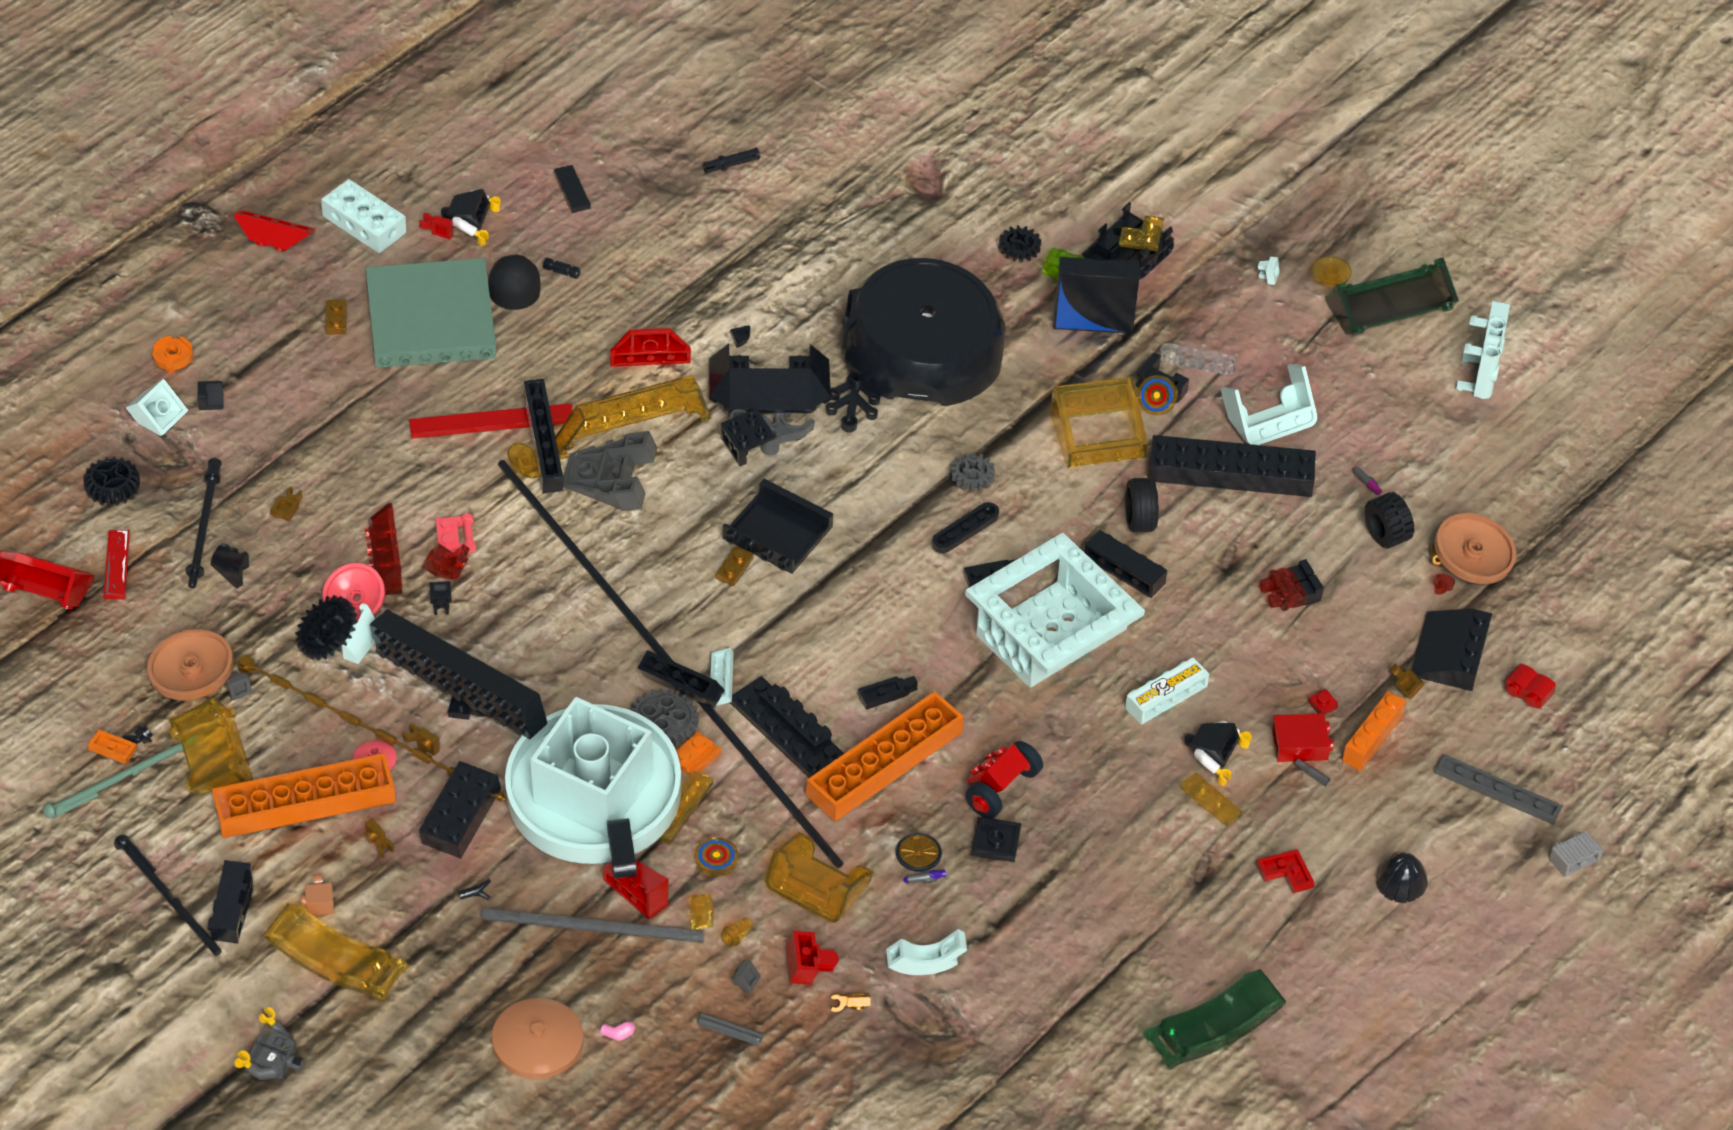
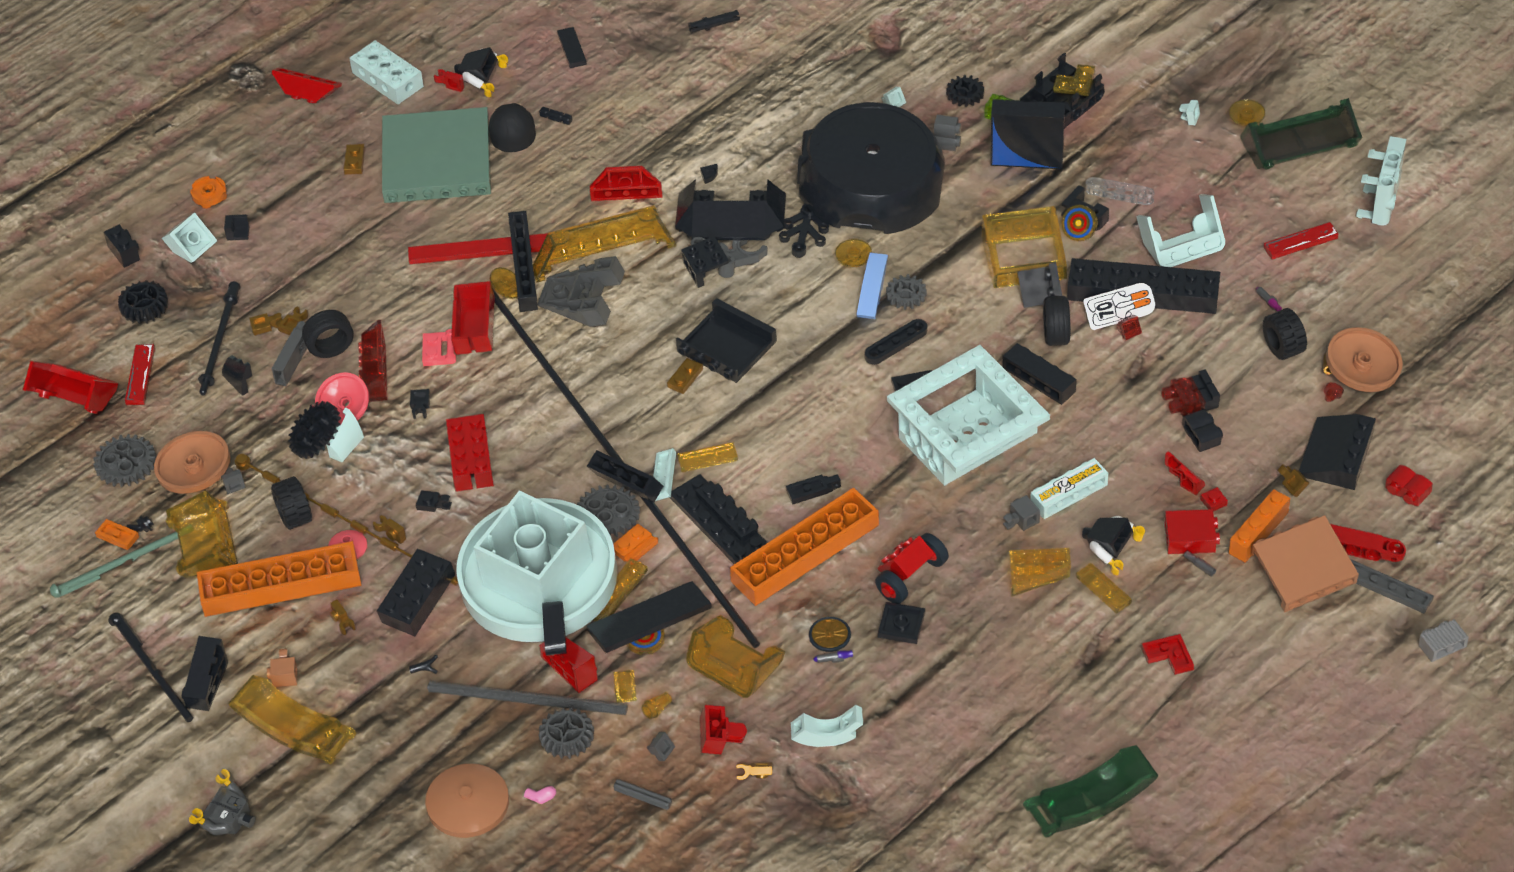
camera: 10 degrees right, 0 degrees up
(80, 416) = (121, 245): none -> black brick
(111, 662) = (124, 460): none -> dark grey gear
(252, 506) = (263, 323): none -> pearl gold plate
(289, 542) = (289, 356): none -> dark grey hinge
(310, 710) = (291, 502): none -> black tyre
(325, 506) = (322, 322): none -> black tyre
(445, 563) = (427, 373): clear red brick -> none
(458, 674) = (424, 471): black brick -> none
(492, 500) = (473, 317): none -> red piece
(503, 645) = (469, 452): none -> red piece
(653, 968) = (567, 735): none -> dark grey gear
(720, 835) = (649, 616): none -> black tile
(767, 657) = (707, 457): none -> clear yellow tile
(911, 427) = (853, 252): none -> clear yellow dish
(934, 464) = (872, 285): none -> light blue slope
(941, 250) = (894, 97): none -> light aqua tile
(1005, 289) = (947, 132): none -> dark grey brick
(1119, 465) = (1038, 284): none -> black bracket
(1119, 718) = (1023, 513): none -> dark grey brick
(1139, 778) = (1037, 568): none -> clear yellow wedge
(1207, 488) = (1118, 305): none -> sticker
(1219, 512) = (1129, 327): none -> clear red tile
(1294, 679) = (1188, 479): none -> red slope
(1306, 626) = (1202, 430): none -> black brick
(1398, 415) = (1301, 240): none -> red tile
(1402, 878) = (1277, 661): black hair -> none
(1427, 770) = (1305, 562): none -> nougat panel
(1476, 748) = (1369, 545): none -> red piece

